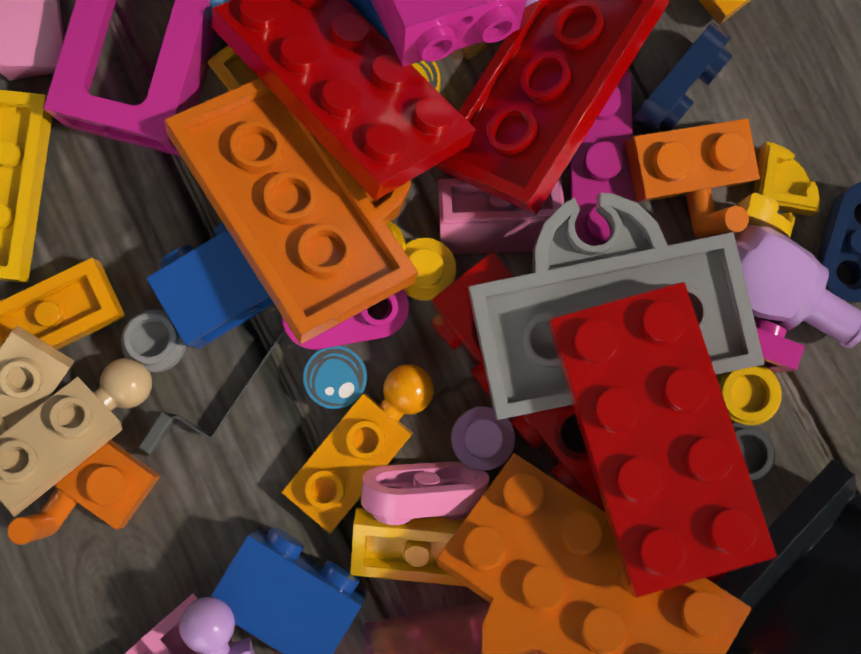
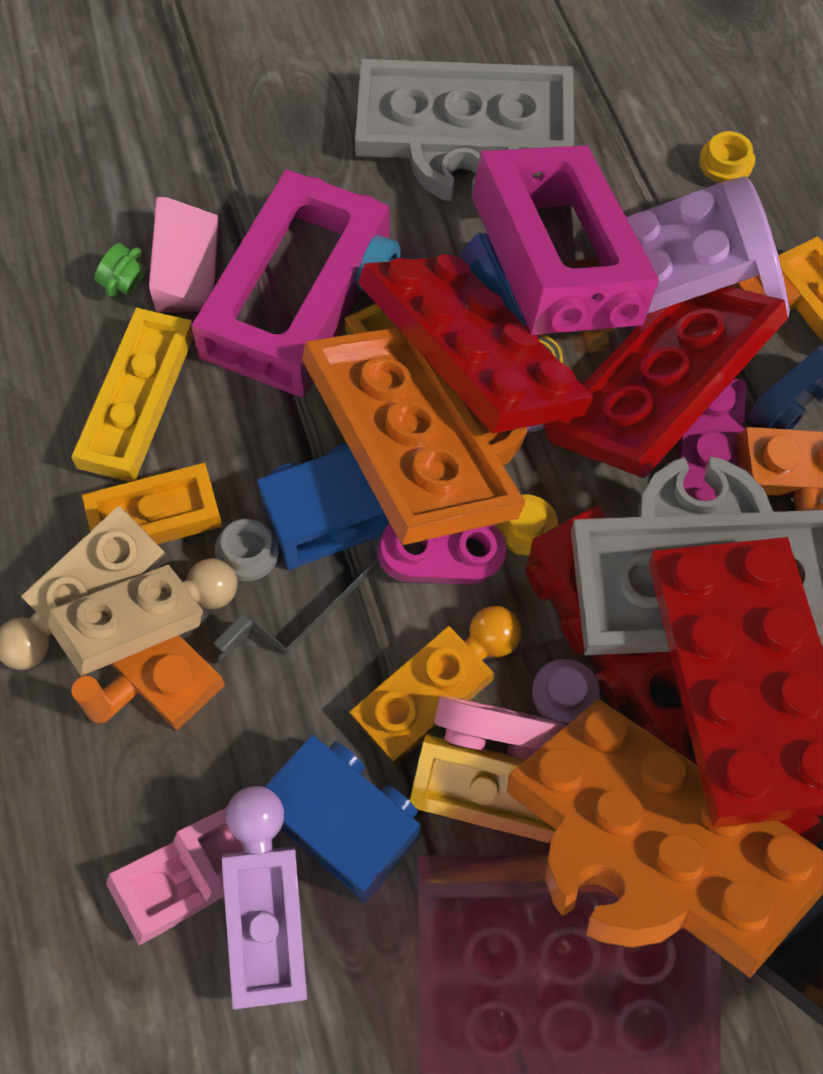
camera: 10 degrees right, 20 degrees down
(335, 377) = (421, 611): dark azure tile -> none
(483, 223) = (580, 483): bright pink slope -> none

